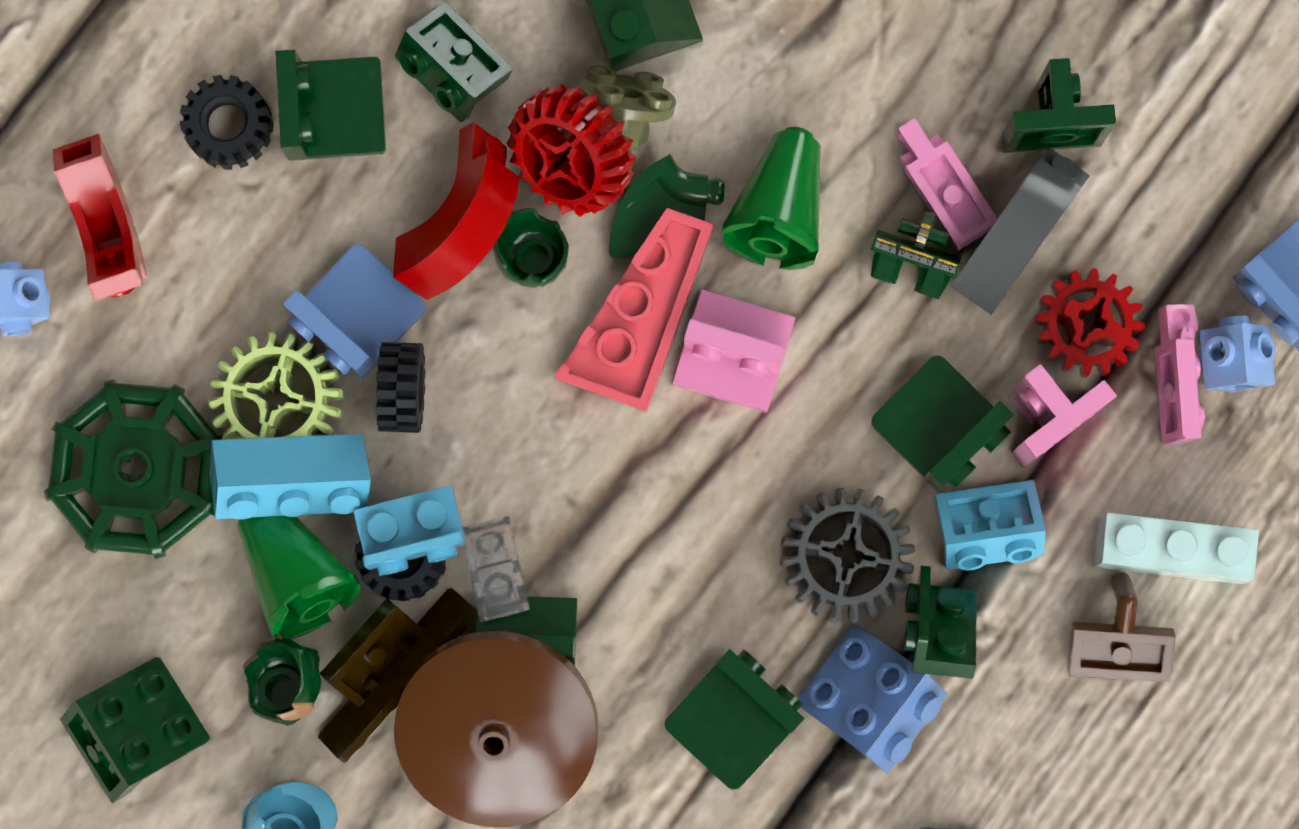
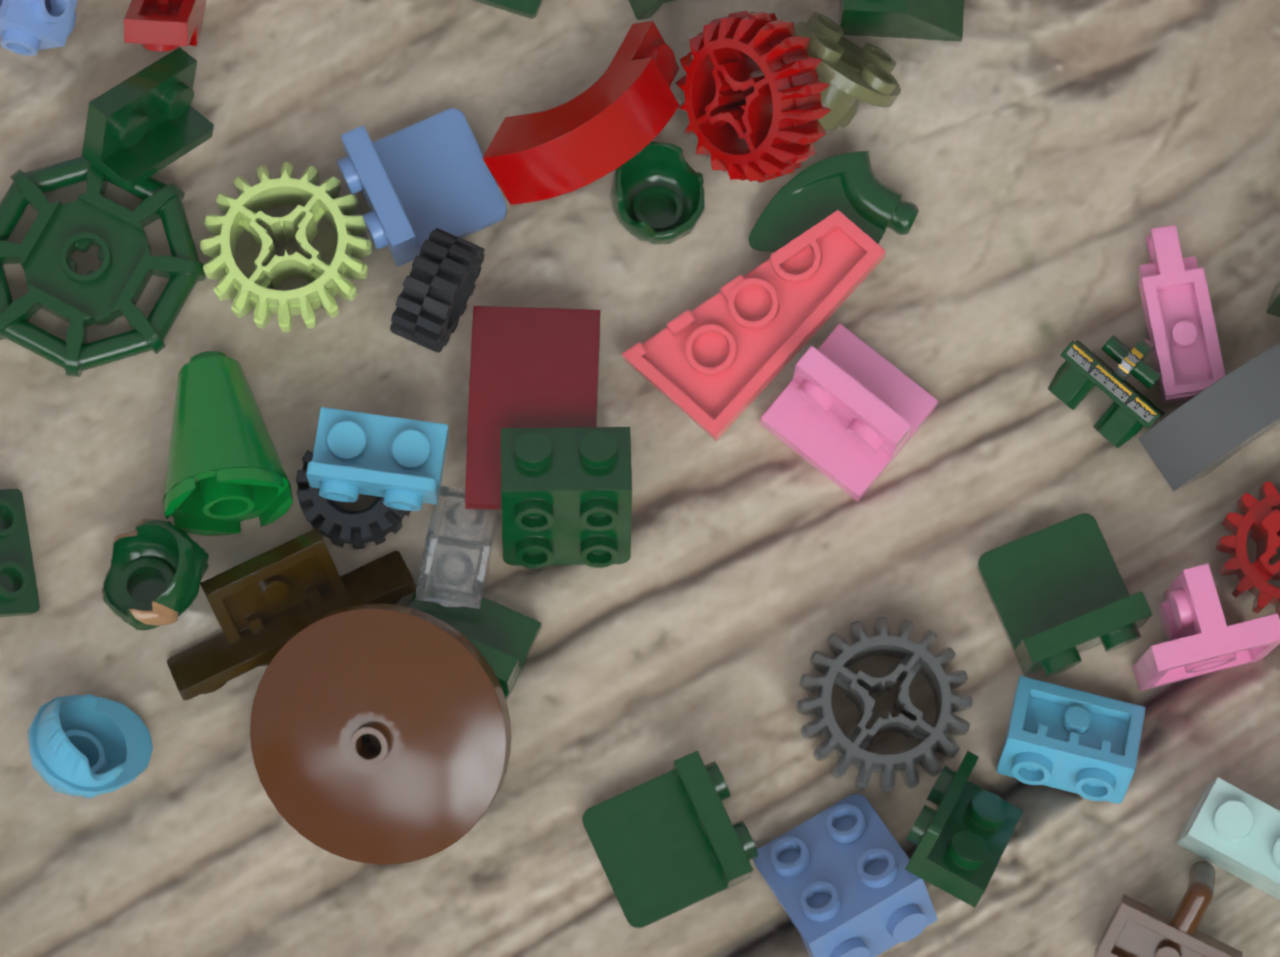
camera: 15 degrees right, 5 degrees down
(135, 350) = (145, 121): none -> dark green bracket
(289, 476) = (262, 337): medium azure brick -> none
(506, 445) = (526, 373): none -> dark red slope
(557, 500) = (566, 496): none -> dark green bracket
(779, 204) = (972, 261): green cone -> none

